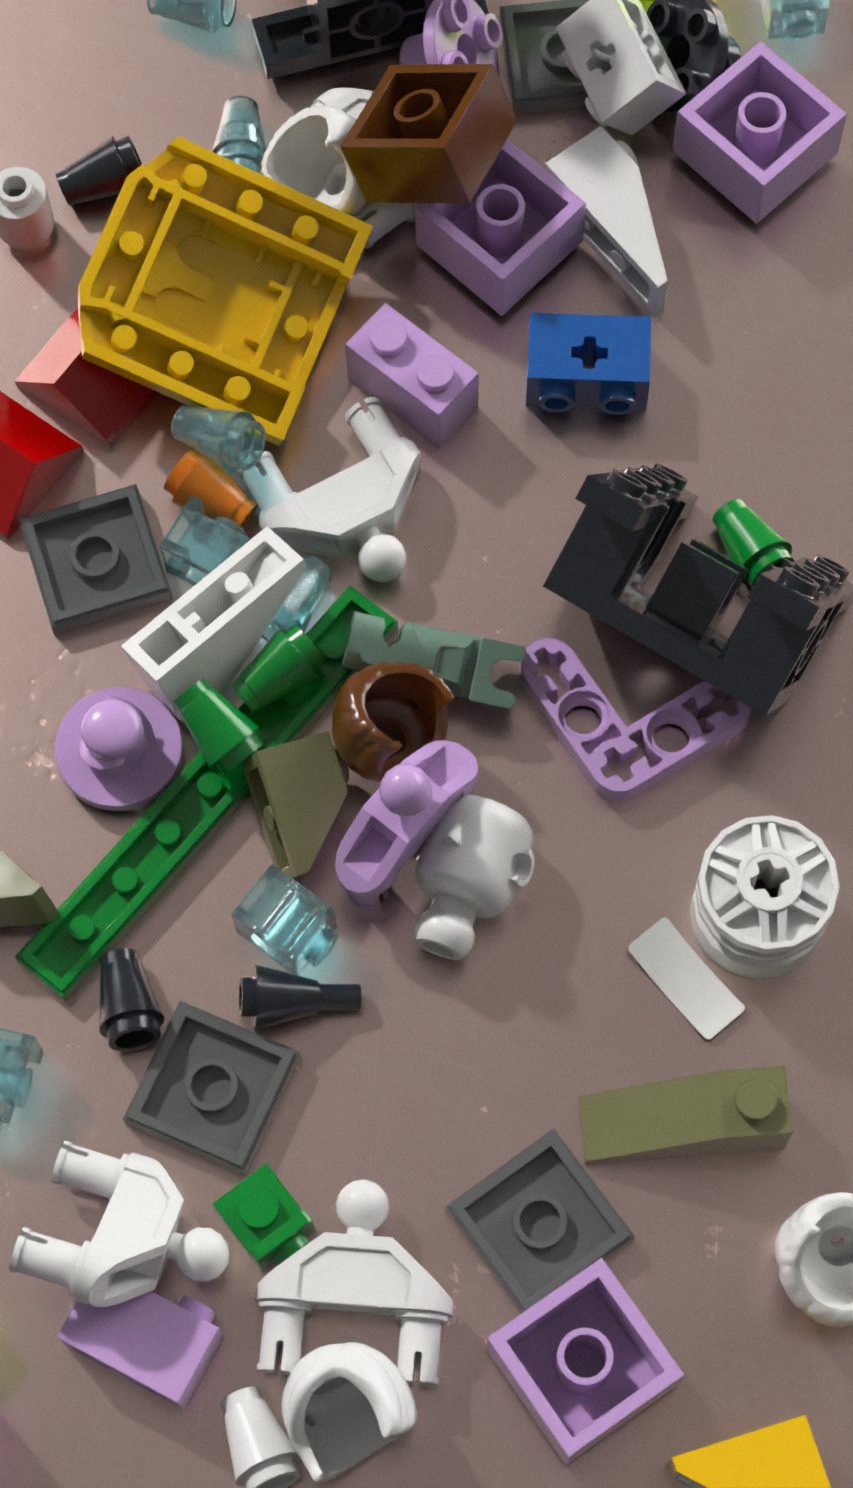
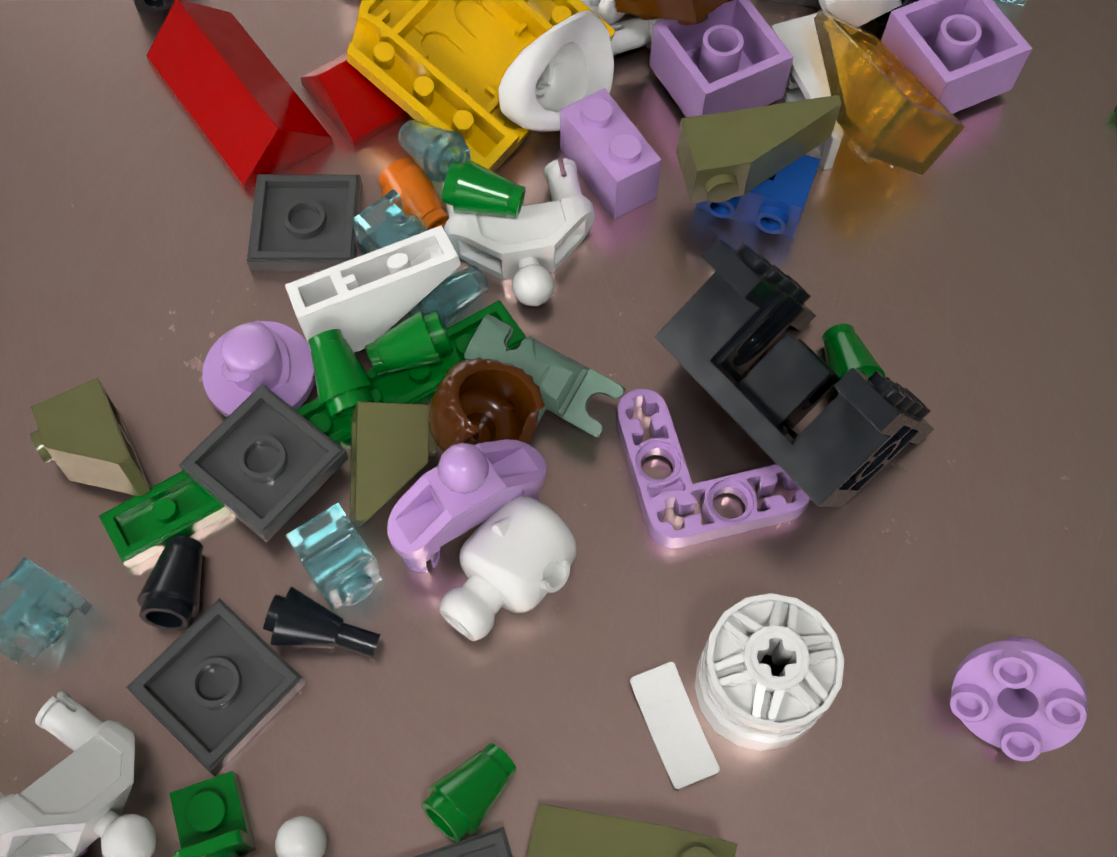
camera: 15 degrees right, 5 degrees down
(170, 844) = (264, 462): none -> dark grey tile
(295, 471) = (481, 191): none -> green cone
(328, 304) = (557, 71): none -> white hat
(507, 1108) = (468, 792): none -> green cone
(561, 339) = (742, 148): none -> olive slope
(695, 220) = (882, 100): none -> clear yellow slope

